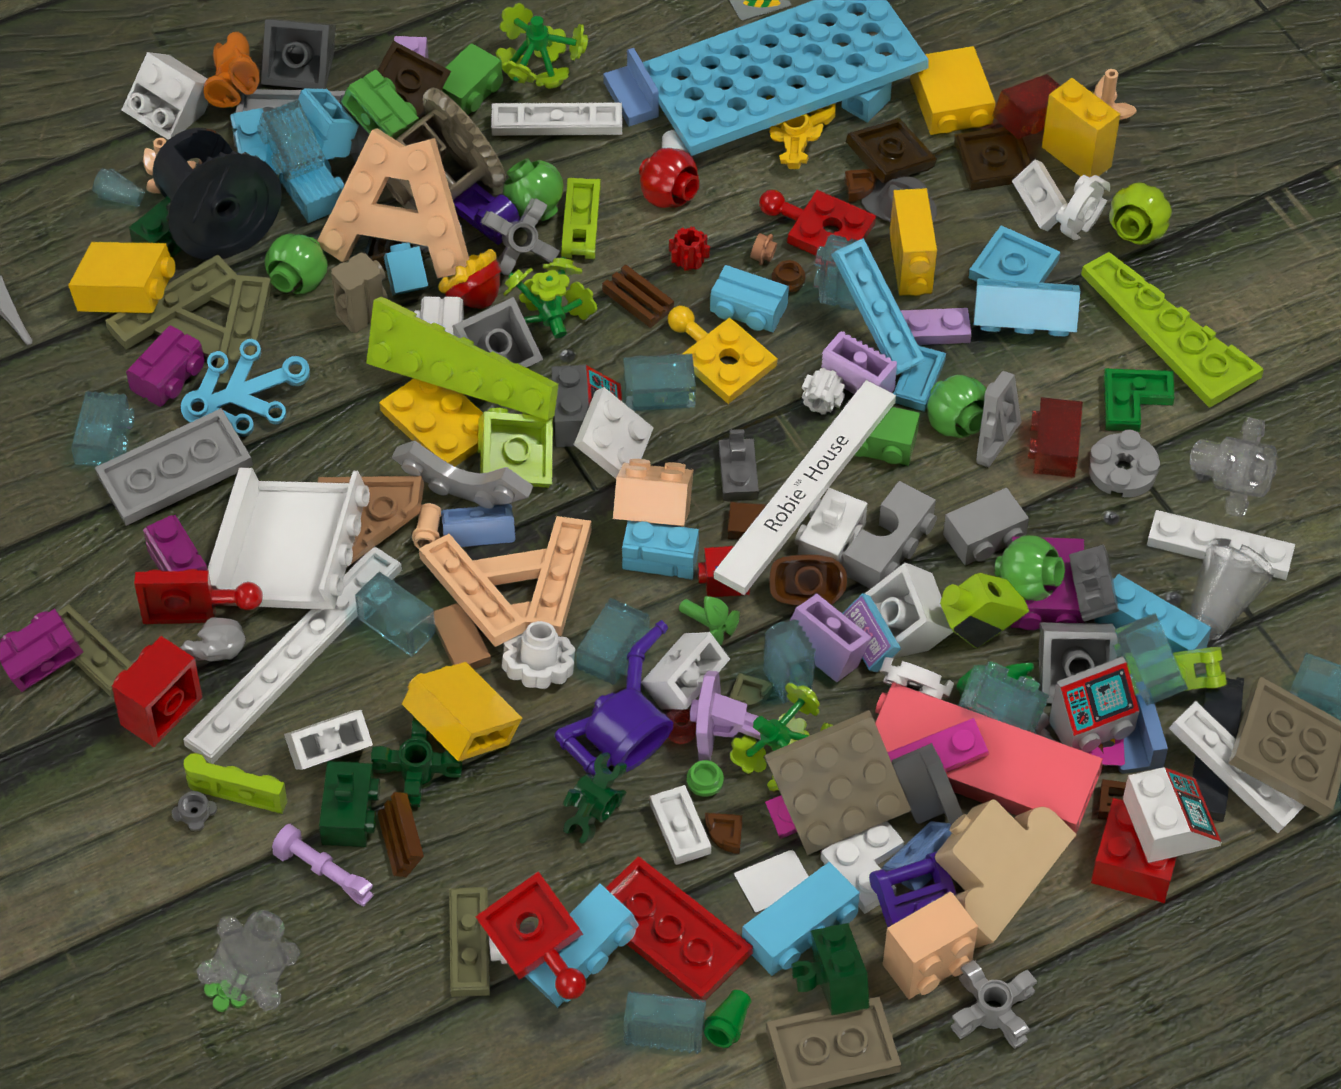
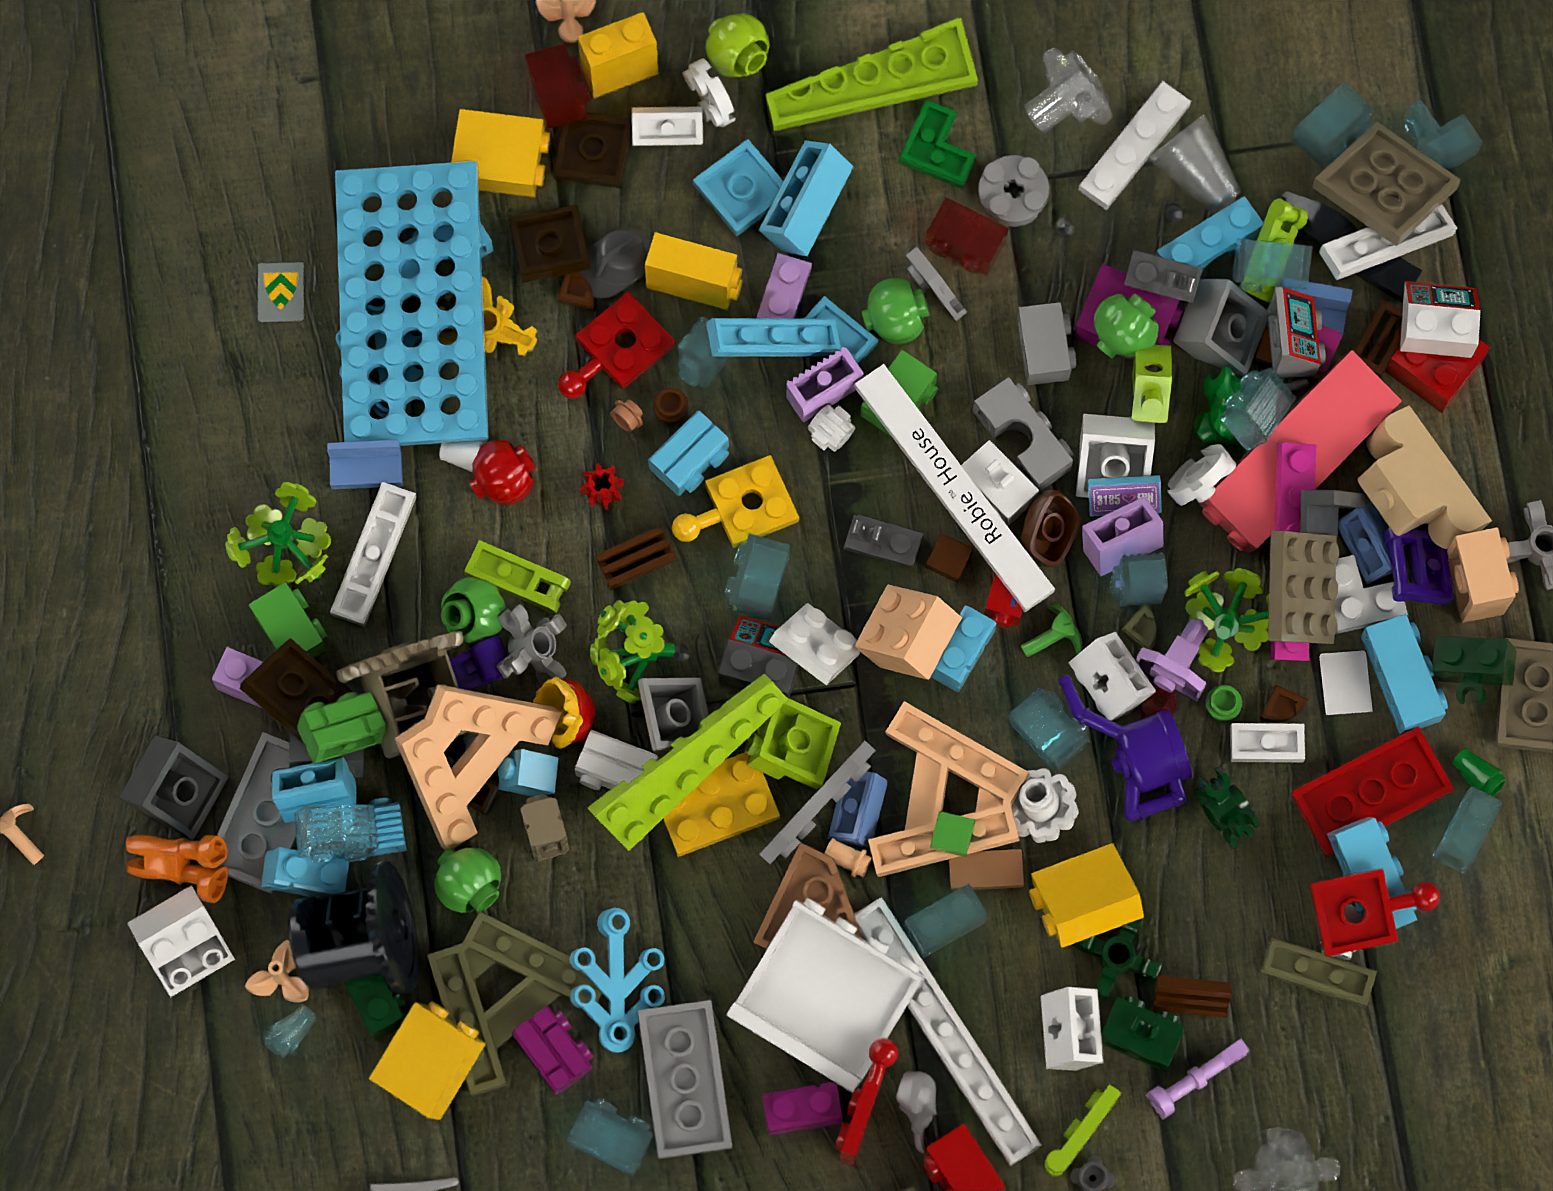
camera: 70 degrees left, 20 degrees up
(476, 586) = (952, 834): none -> bright green tile

